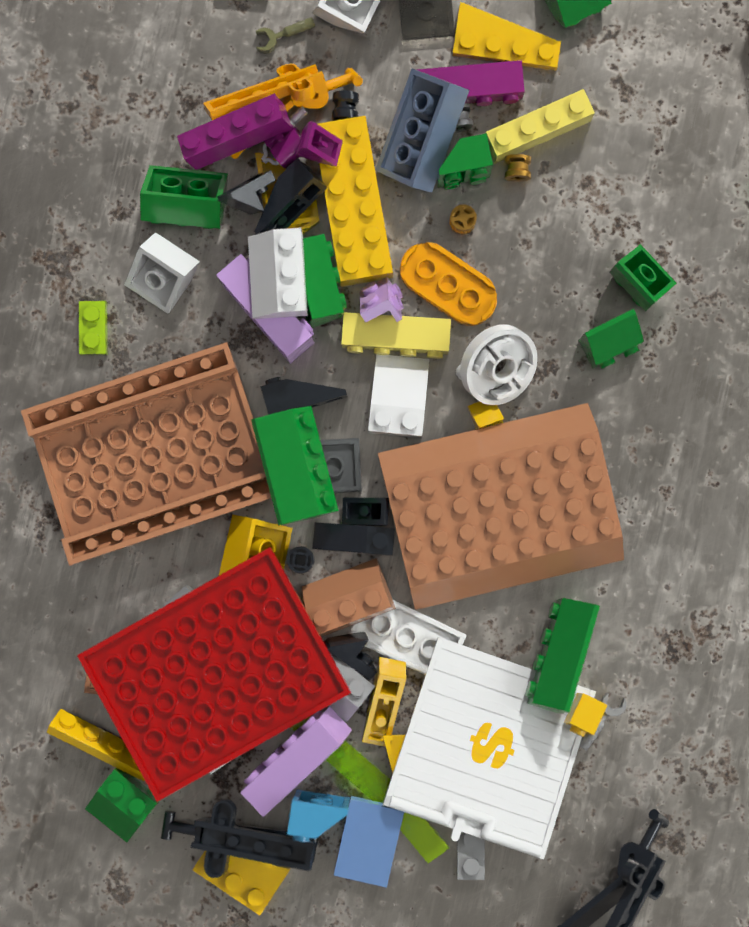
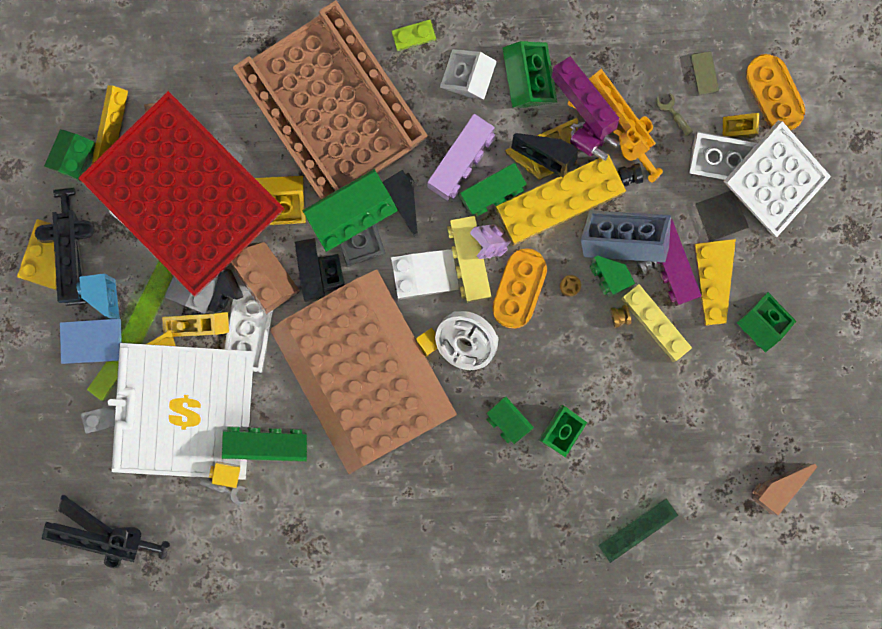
camera: 65 degrees right, 0 degrees up
(245, 194) = (540, 118): slope -> none
(277, 274) = (485, 158): white slope -> none
(295, 760) = (135, 269): lavender brick -> none
(300, 560) = (286, 237): black wheel -> none
(319, 145) = (591, 163): magenta slope -> none

